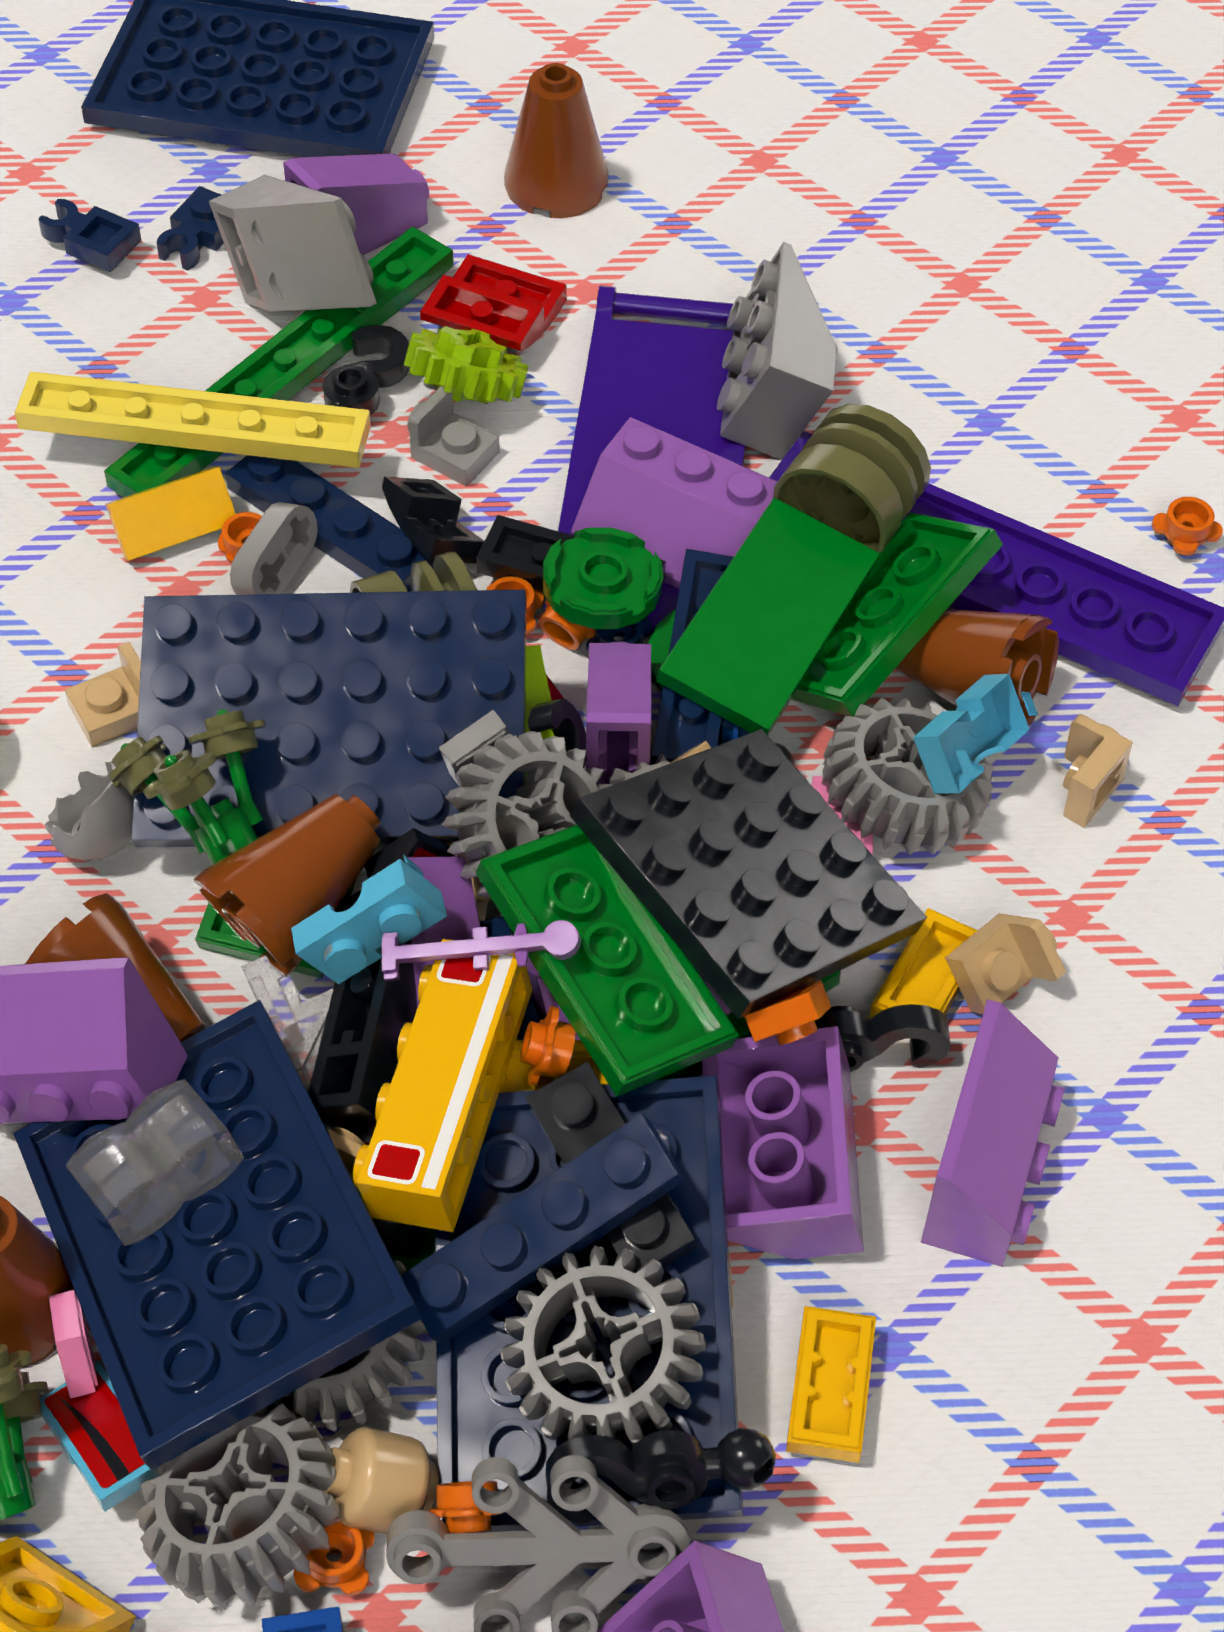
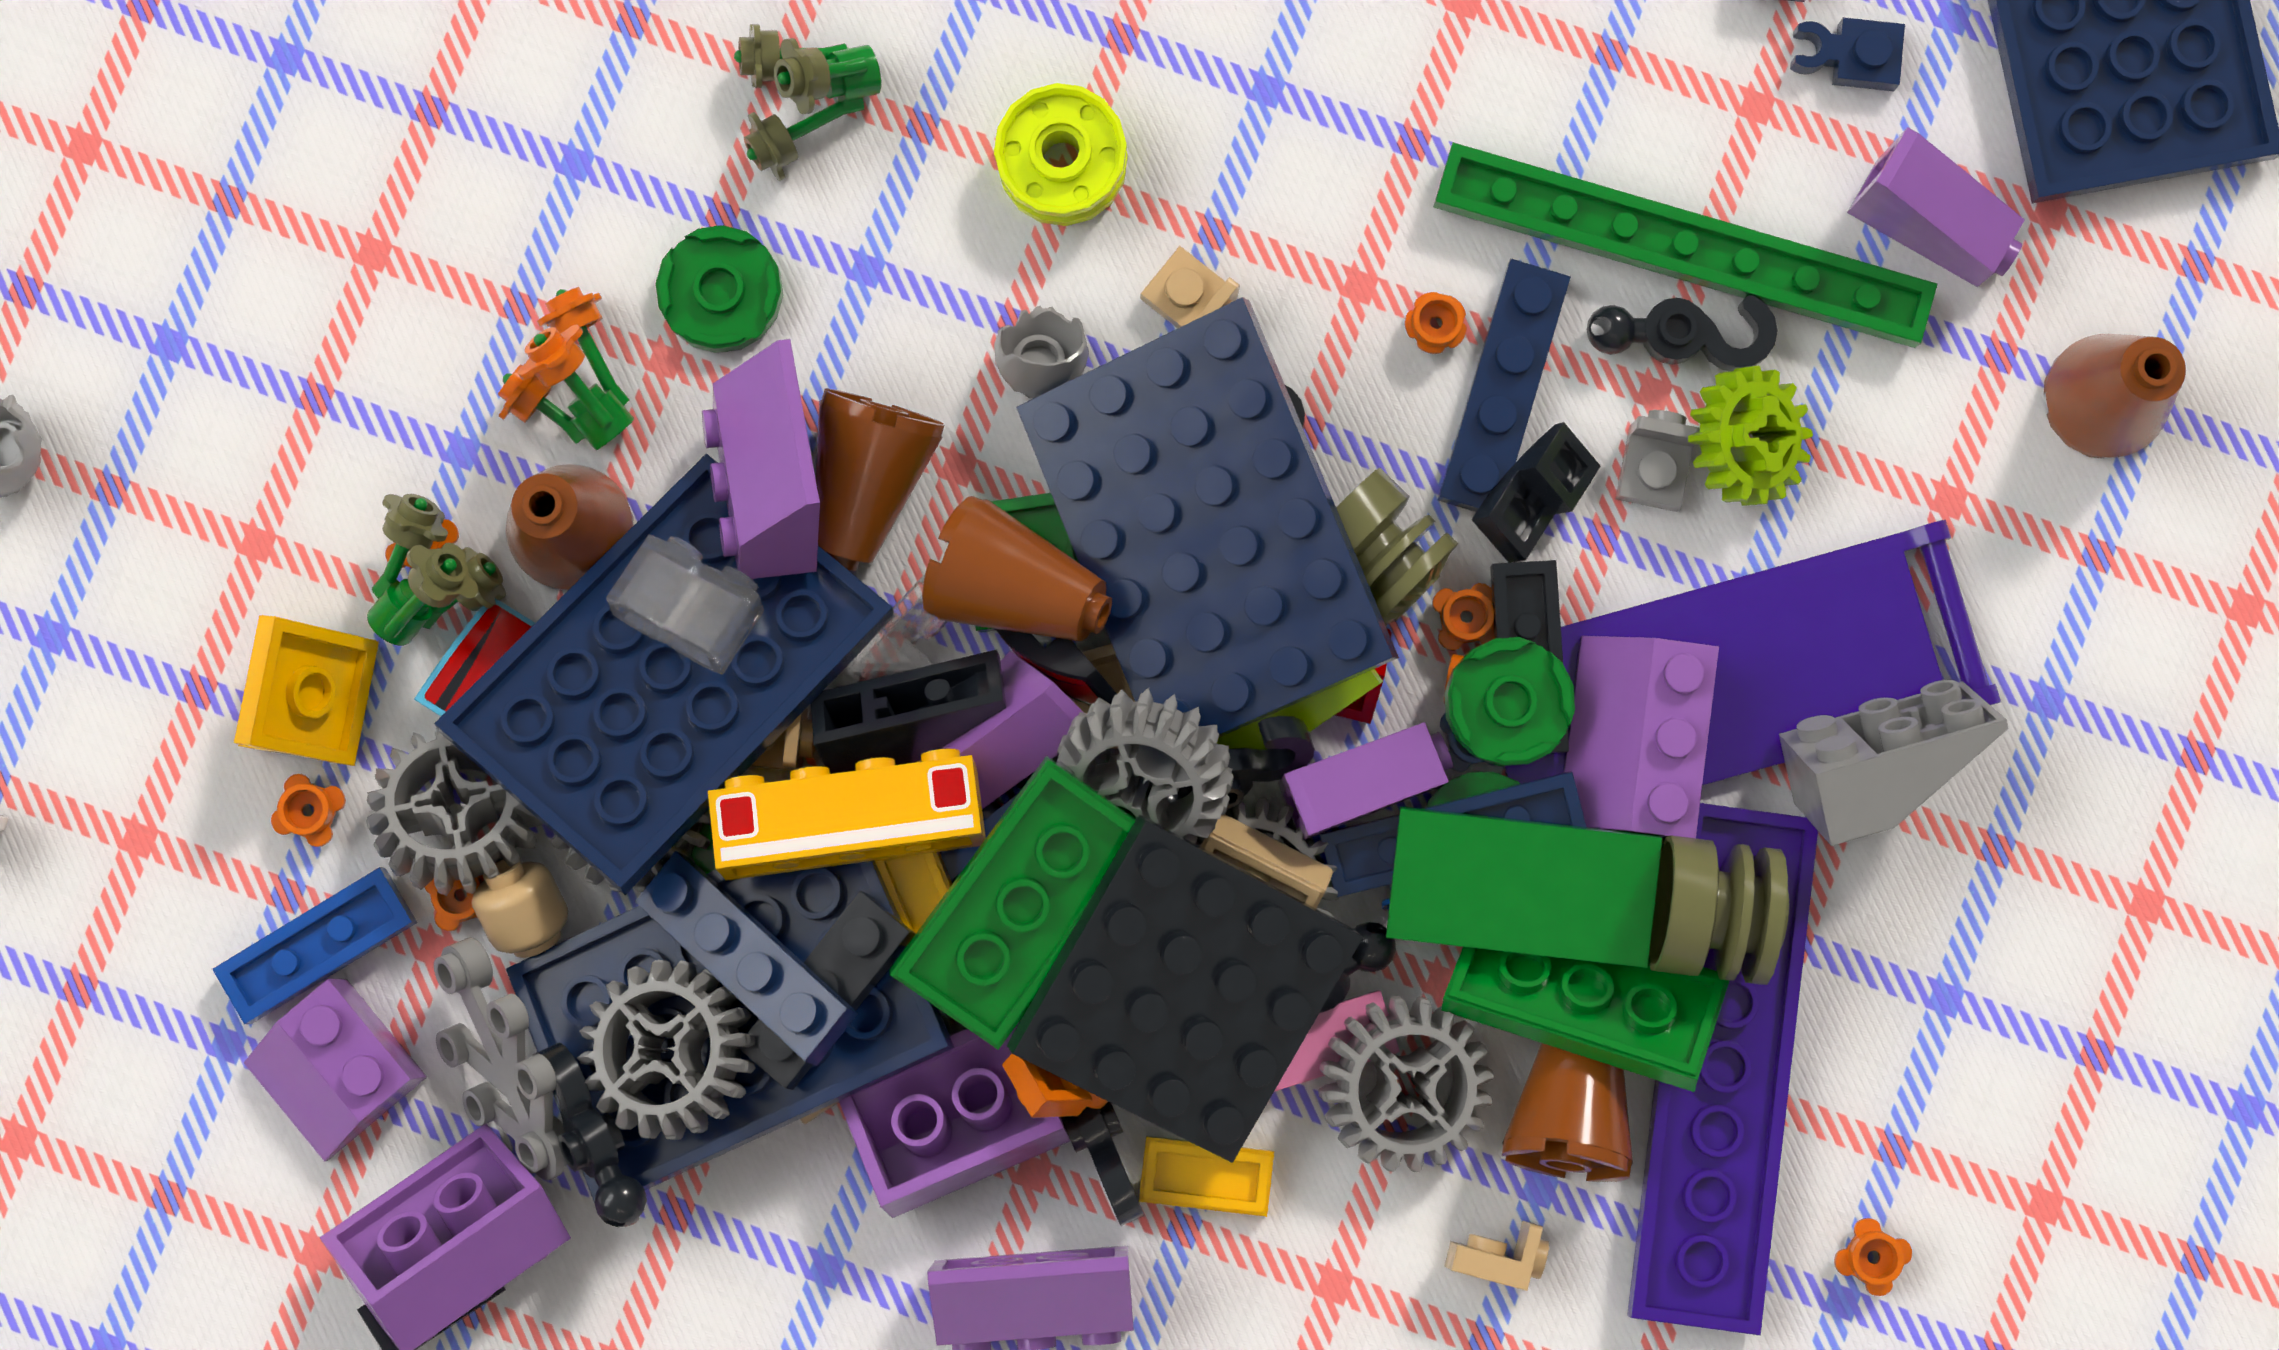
camera: 65 degrees right, 30 degrees up
(73, 1344) = (530, 606): bright pink tile -> none
(171, 513) = (1432, 235): yellow tile -> none
(185, 780) = (1036, 456): olive plant -> none
(193, 419) = (1541, 203): light yellow plate -> none
(274, 550) = (1423, 360): light grey beam -> none
(292, 247) = (1809, 183): light grey slope -> none
(351, 940) = (980, 693): medium azure piece -> none
(459, 1509) = (524, 980): orange plate -> none
(461, 748) = (1192, 694): light grey tile -> none
(496, 300) = (1867, 420): red slope -> none
(547, 1047) = (919, 887): orange plate -> none
(558, 939) = (991, 865): piece -> none
(831, 1384) = (760, 1234): yellow plate -> none
(983, 724) = (1475, 1143): medium azure piece -> none
(1003, 959) = (1236, 1239): tan bracket -> none

